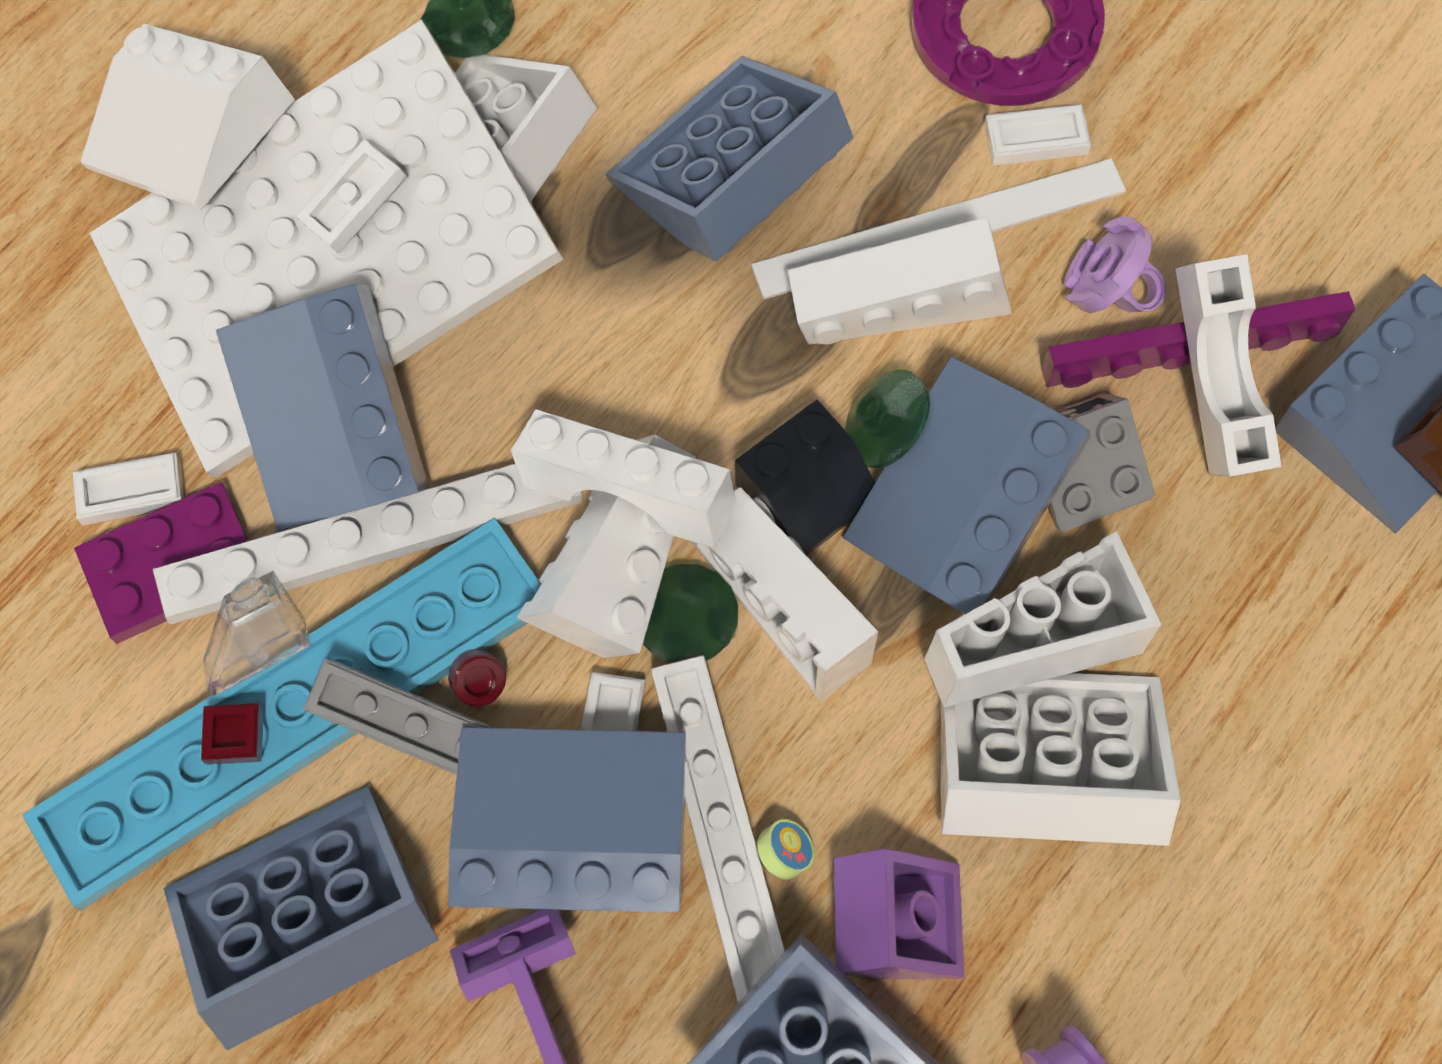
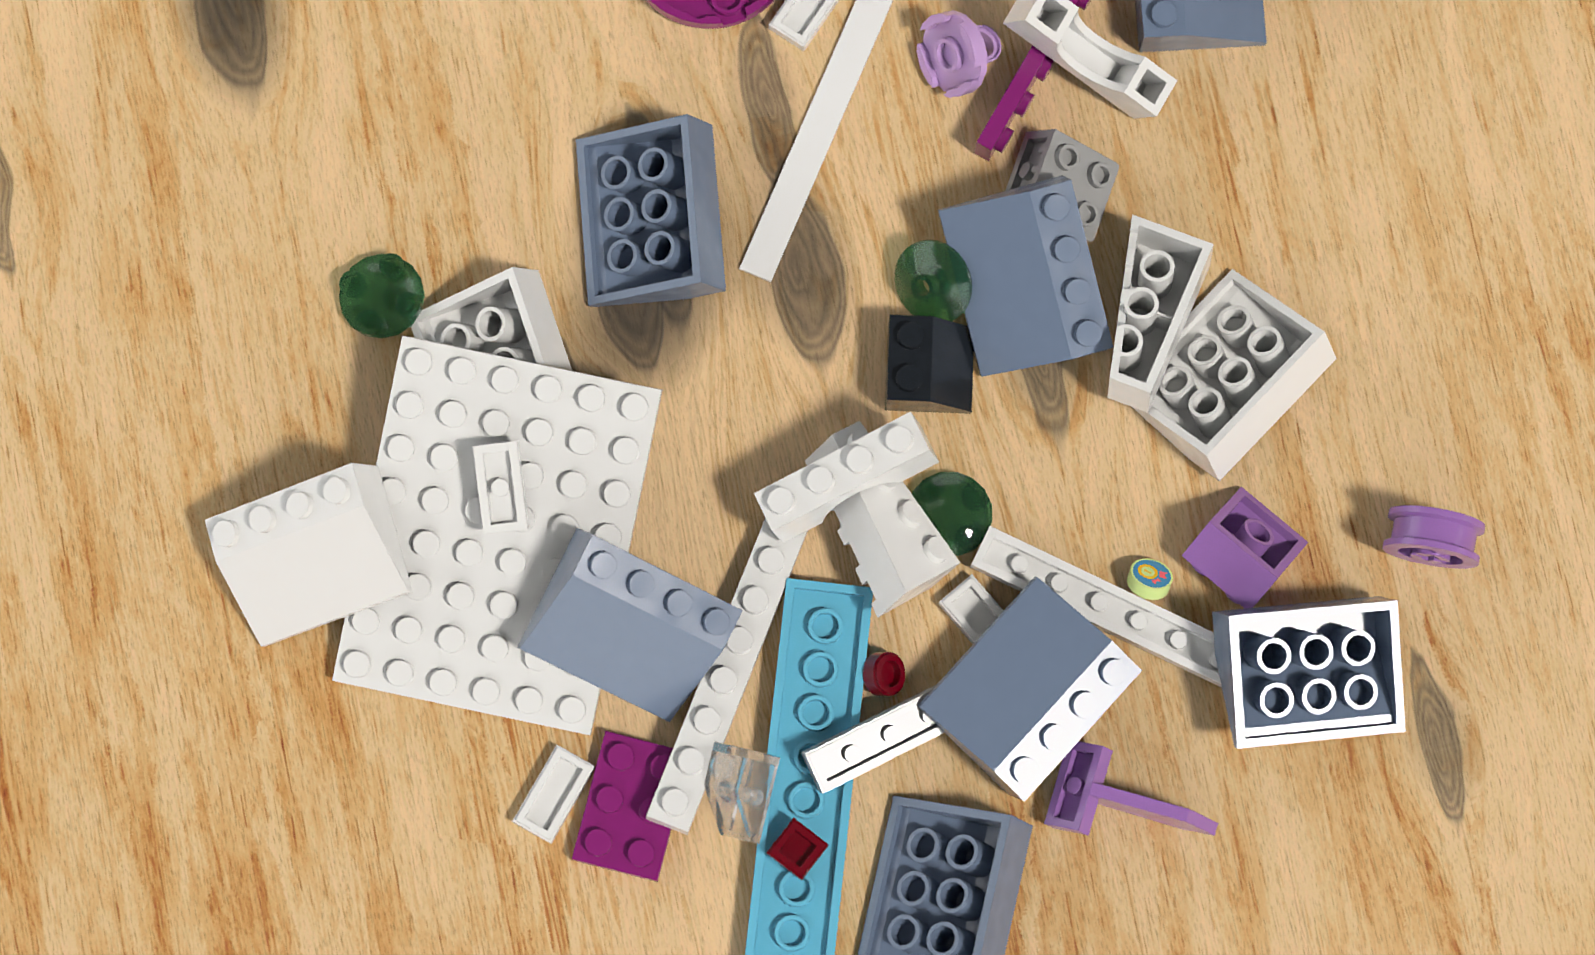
camera: 55 degrees left, 10 degrees up
(791, 599) = (1003, 442): white wedge -> none
(902, 285) = (850, 193): white wedge -> none

